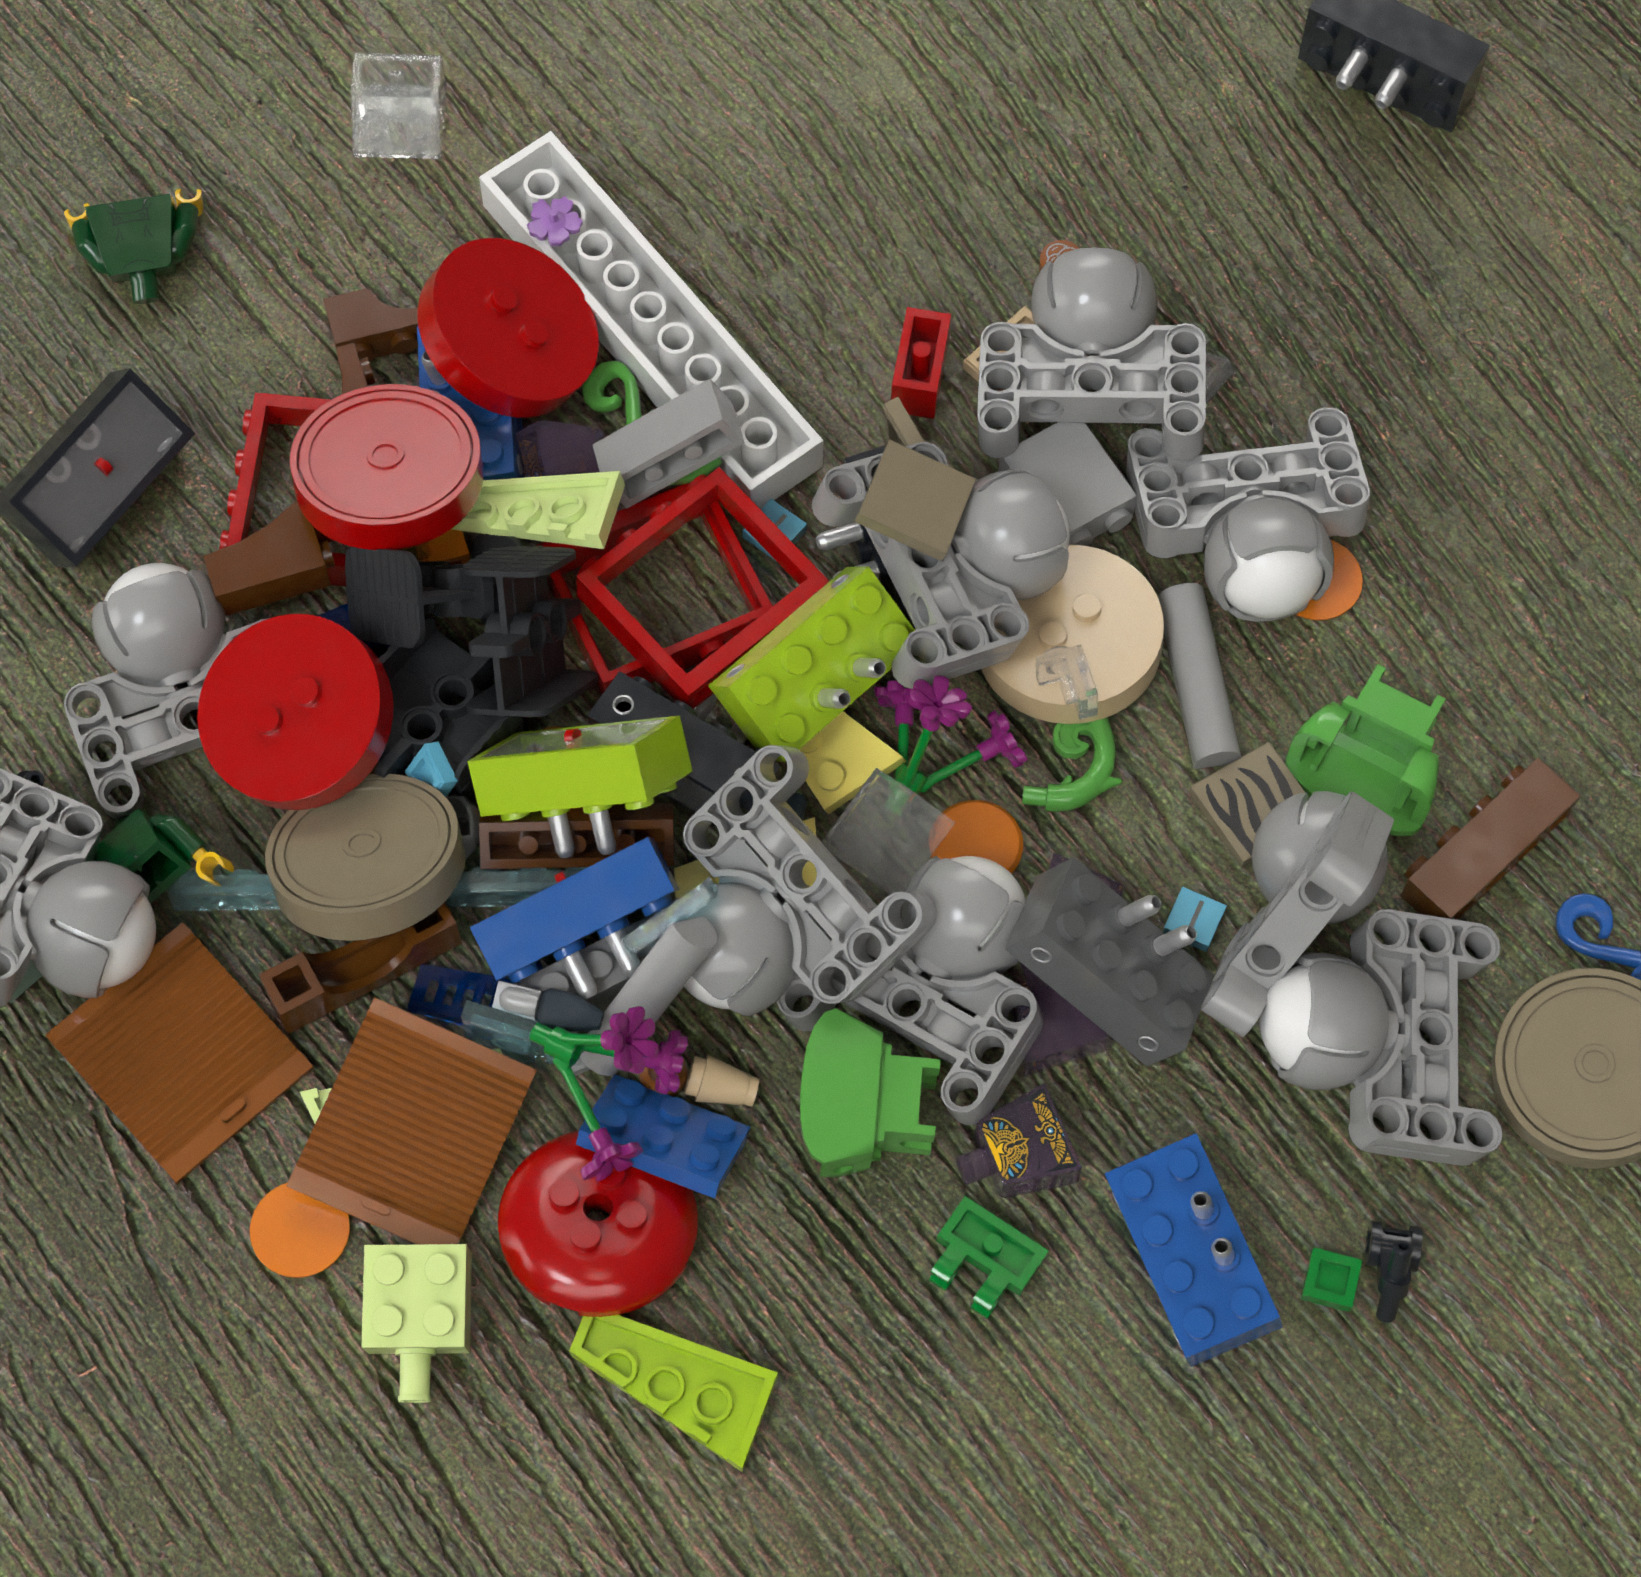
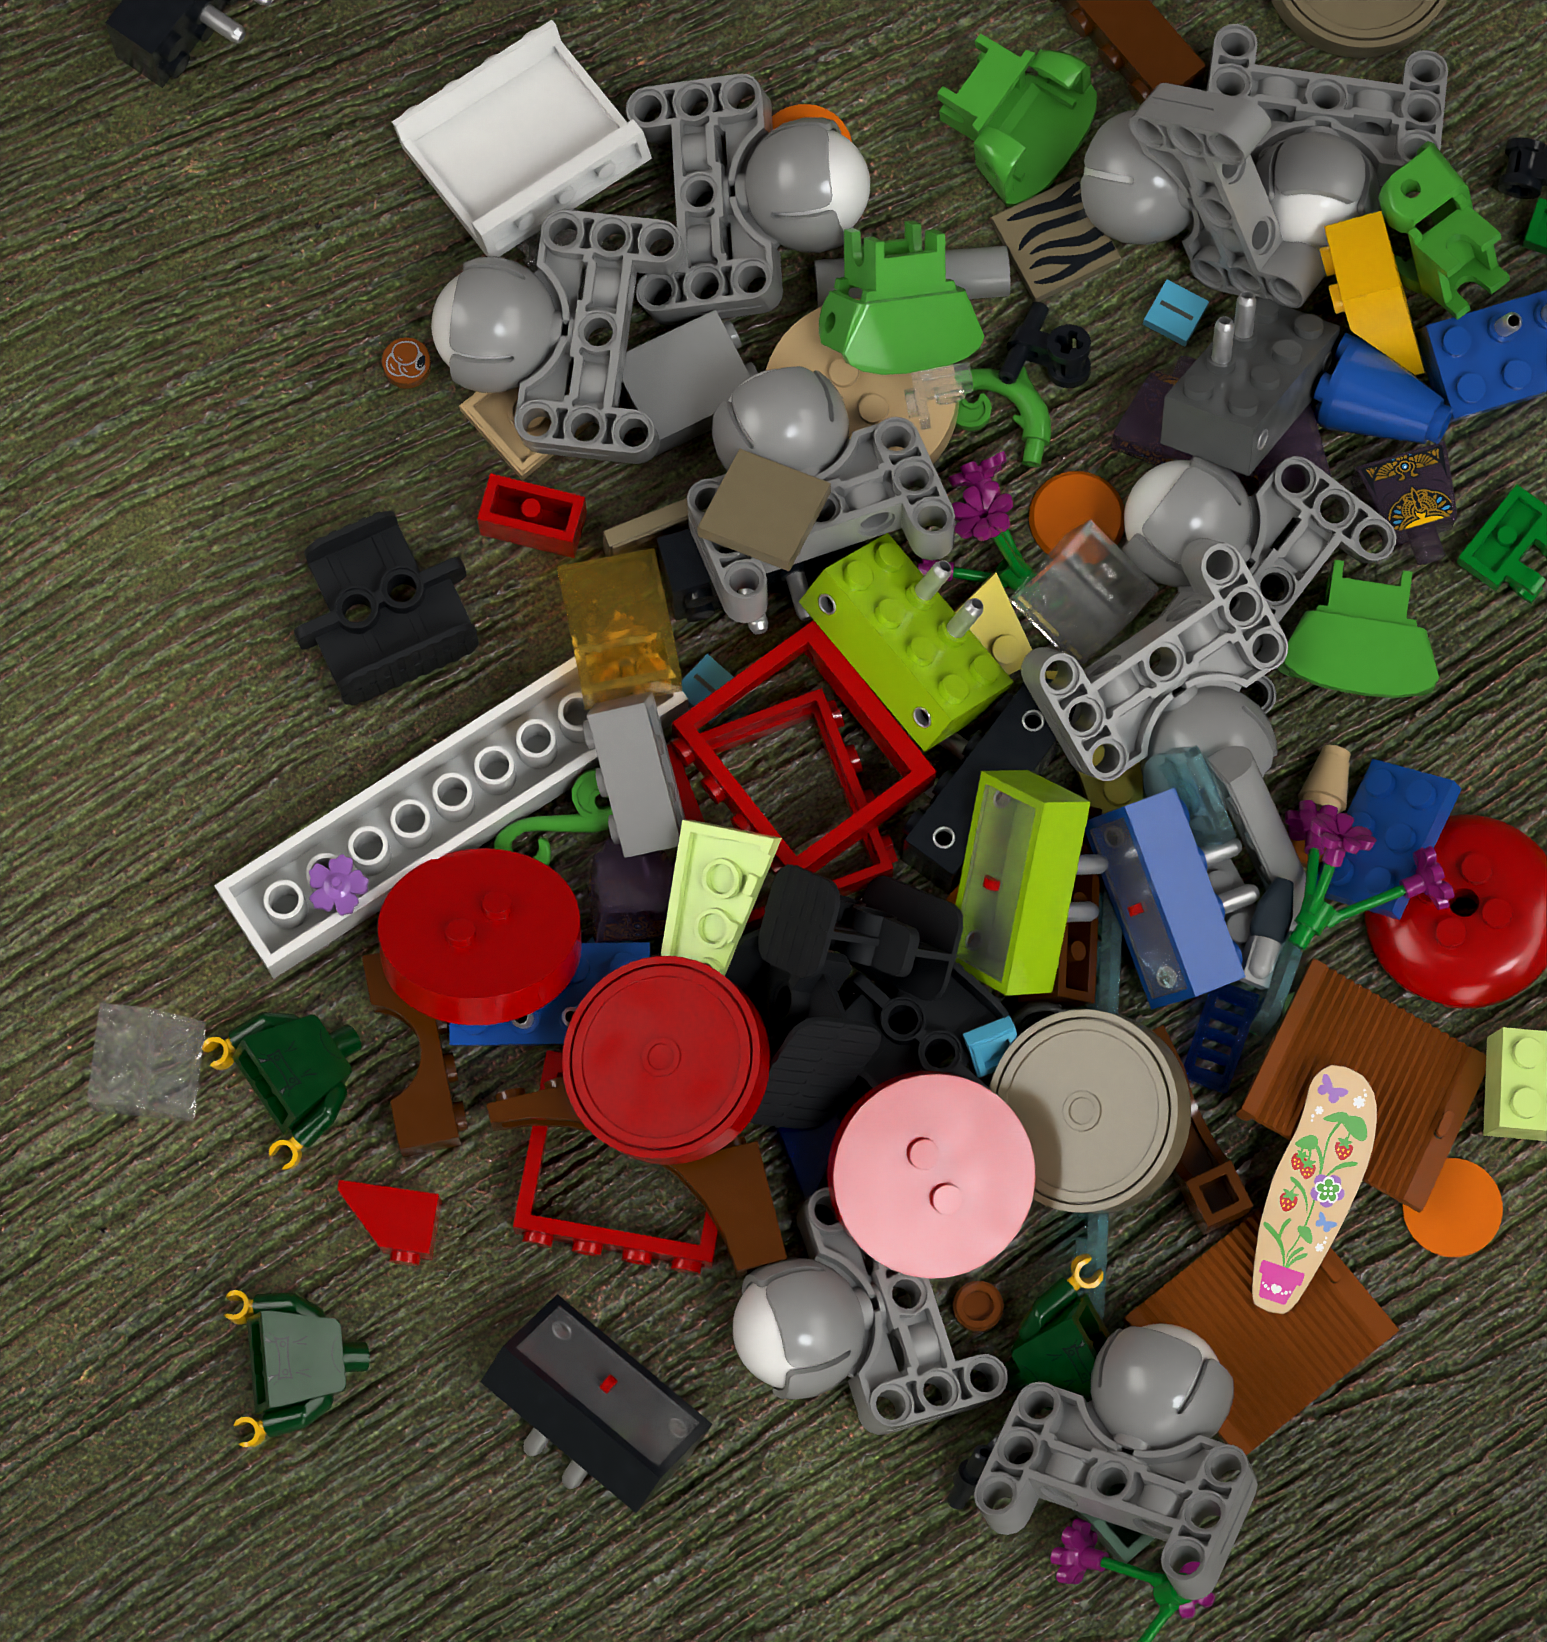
camera: 85 degrees left, 10 degrees up
(195, 798) = (978, 1306): none -> dark orange tile
(266, 309) = (396, 1219): none -> red slope
(306, 1077) = (1313, 1186): none -> tan sticker
(392, 219) = (293, 1070): none -> dark green torso
(793, 261) = (397, 638): none -> black piece
(804, 416) = (620, 627): none -> clear yellow slope
(1120, 1095) = (1378, 397): none -> blue cone
(1139, 805) = (1049, 350): none -> black piece
(1148, 640) = (907, 307): none -> bright green piece
(1223, 1076) = (1371, 287): none -> yellow slope
(1280, 1150) = (1459, 243): none -> bright green piece
(1284, 327) = (520, 140): none -> white panel

